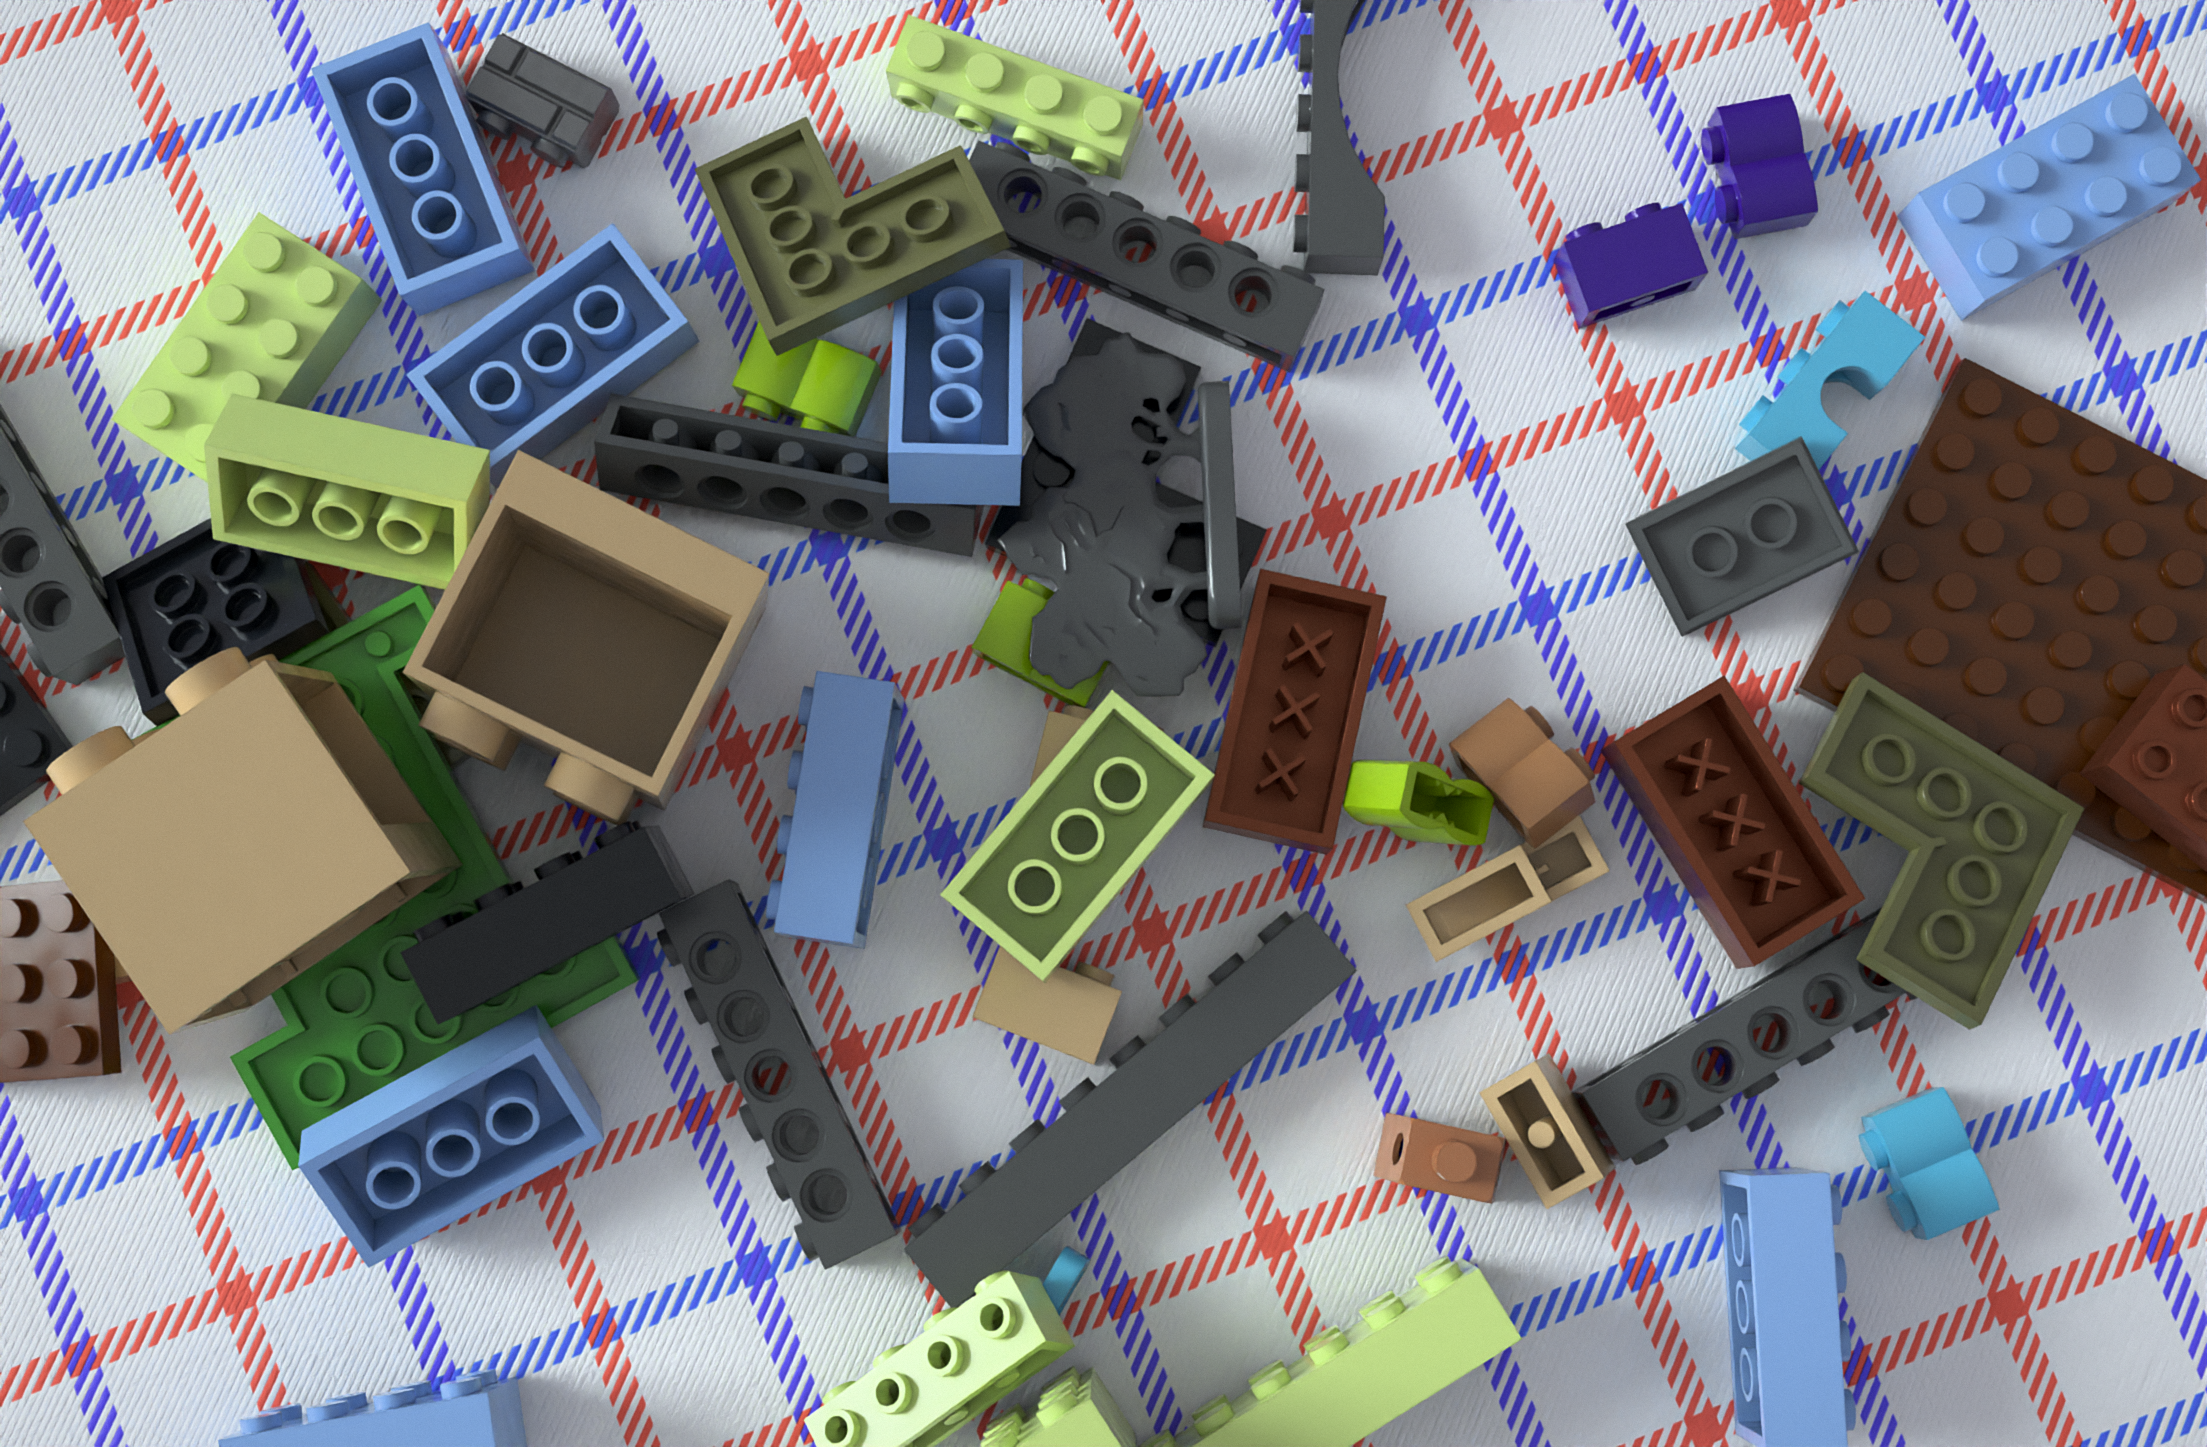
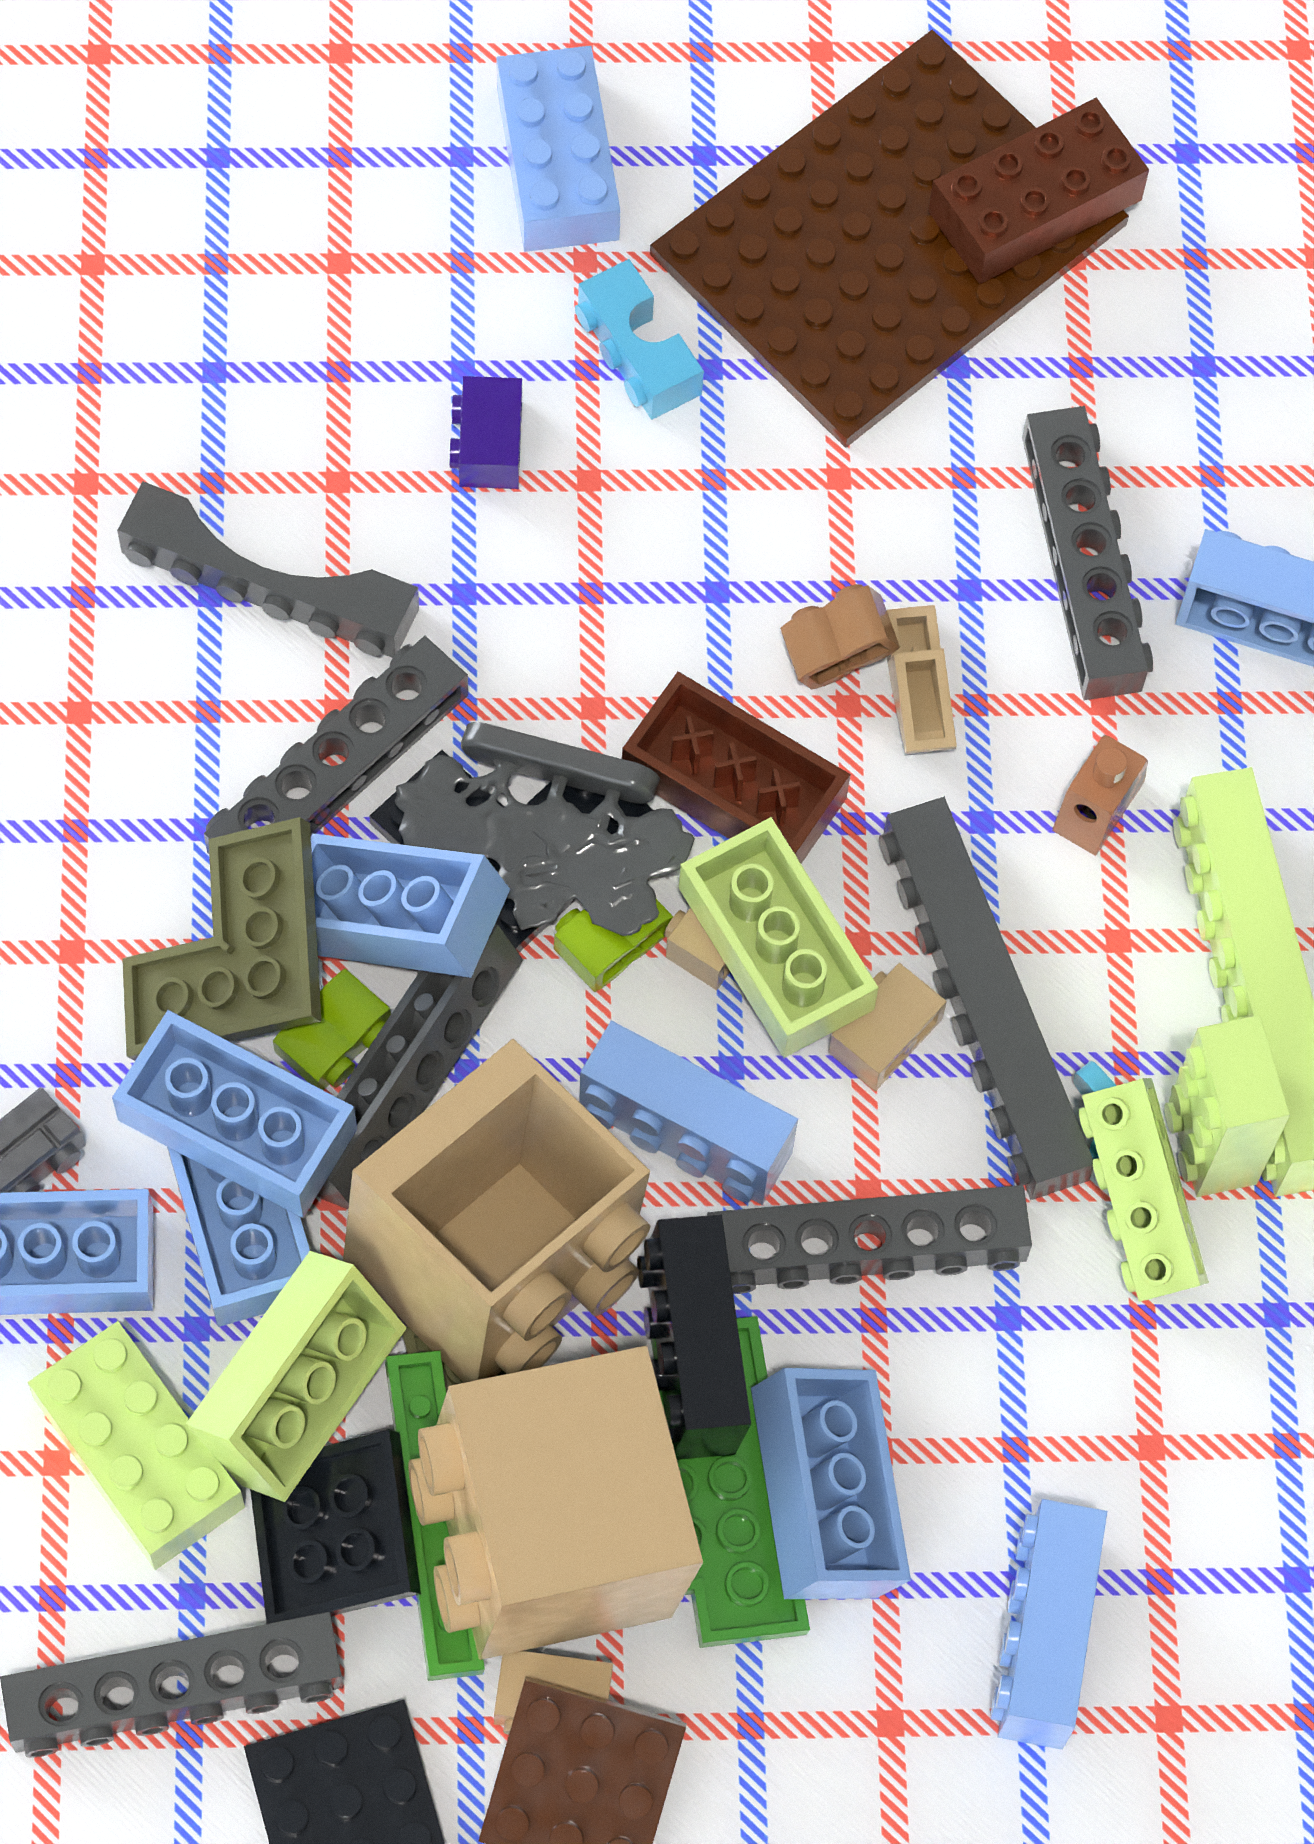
camera: 75 degrees left, 15 degrees down
(615, 301) = (235, 1113): none -> light blue brick
(1014, 98) = (177, 802): yellowish green brick -> none
(1418, 802) = (836, 708): lime brick -> none
(1548, 1131) = (1113, 711): tan brick -> none
(1732, 824) = (930, 514): copper brick -> none
(1742, 536) = (724, 431): dark grey tile -> none
(1760, 166) = (453, 320): dark purple brick -> none
(1928, 1164) = (1219, 482): medium azure brick -> none
(1975, 837) = (1001, 359): olive plate -> none

